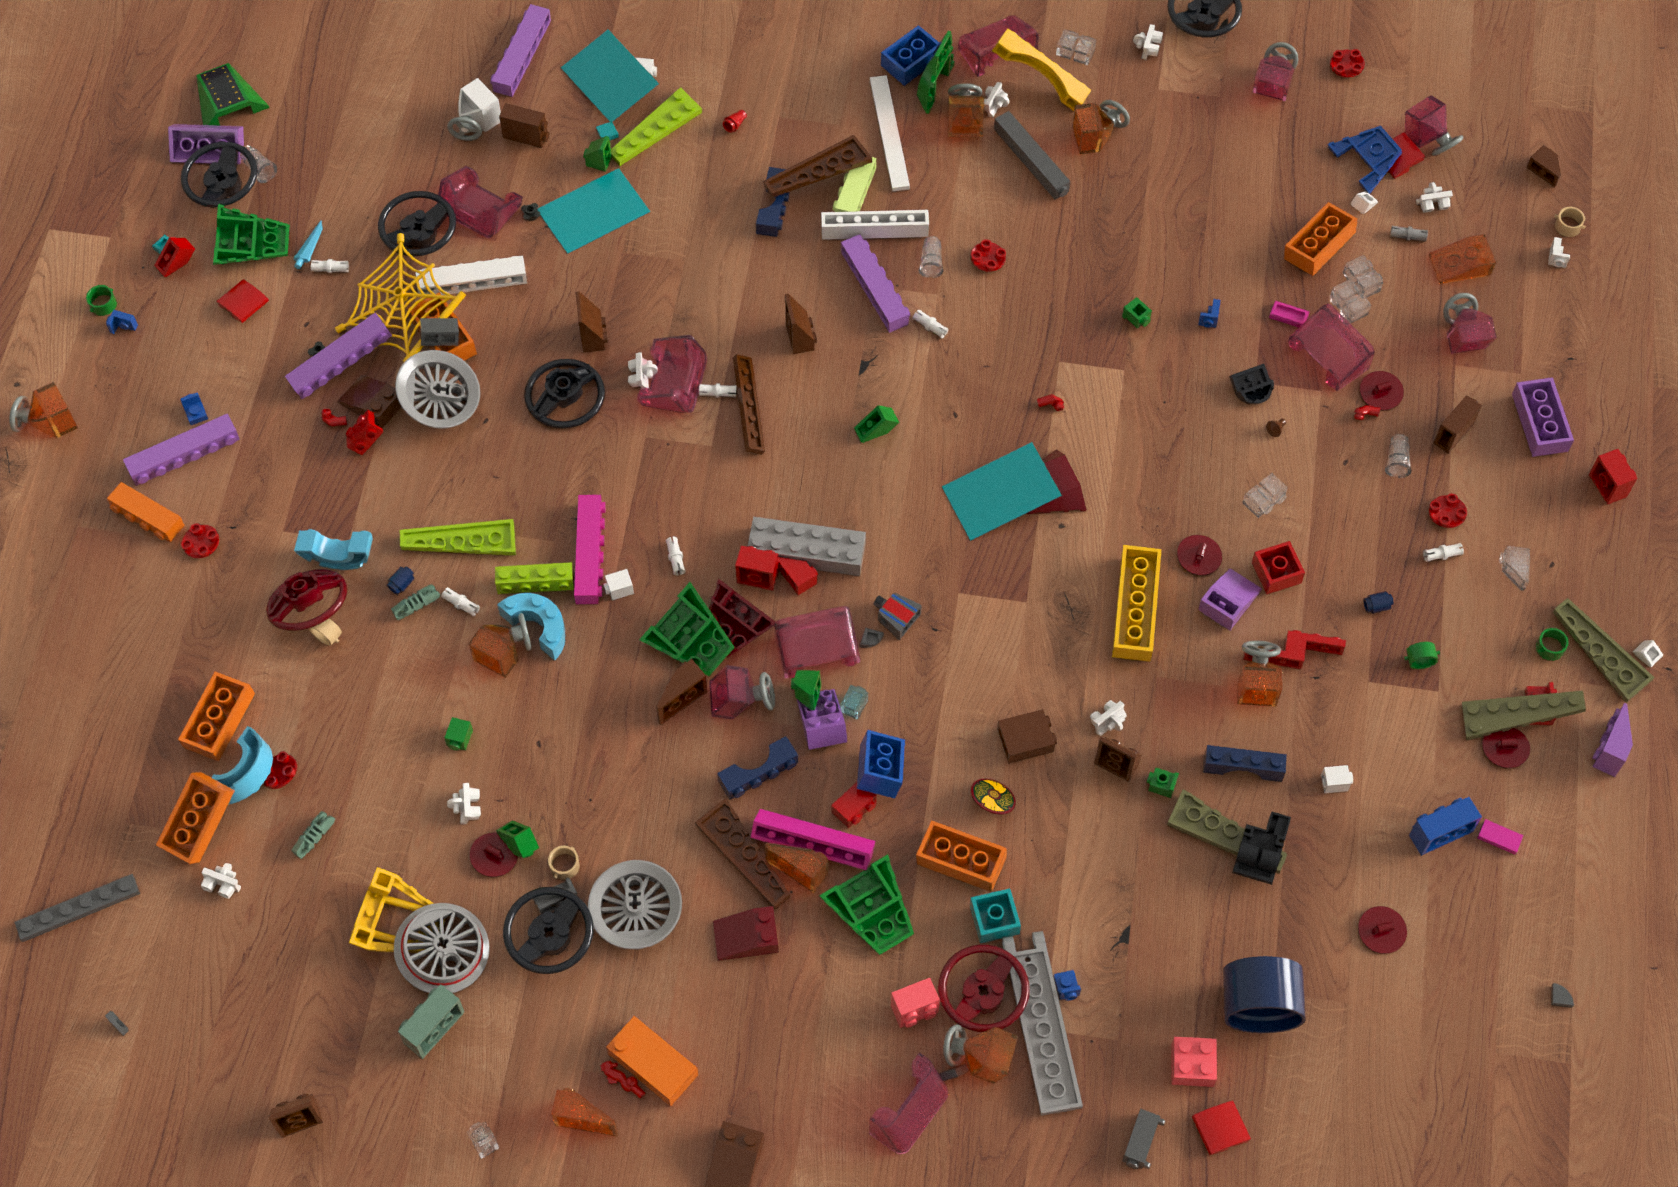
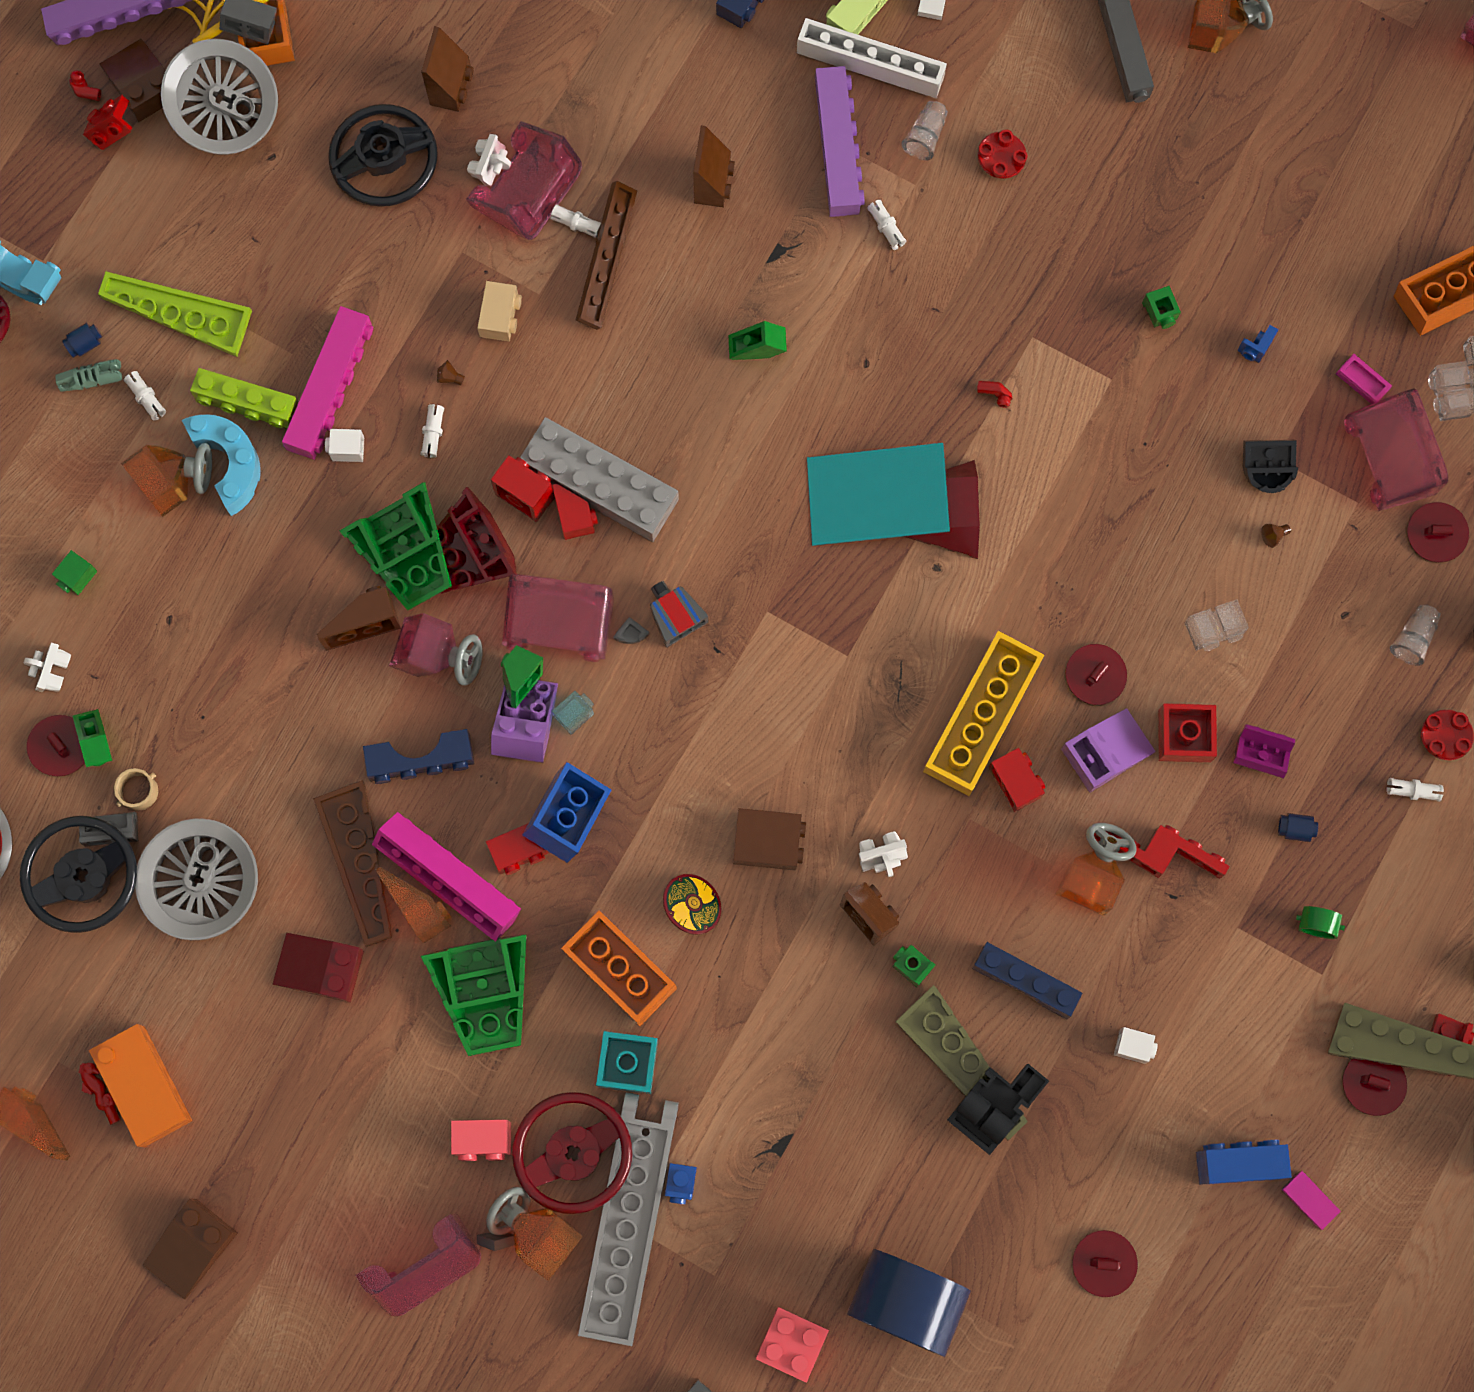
camera: 20 degrees right, 15 degrees up
(671, 515) = (447, 373): none -> reddish brown rock
(689, 463) = (498, 311): none -> tan brick
(1178, 638) = (1017, 779): none -> red brick
(1333, 561) = (1263, 750): none -> magenta bracket
(1367, 410) = (1403, 553): red arm -> none

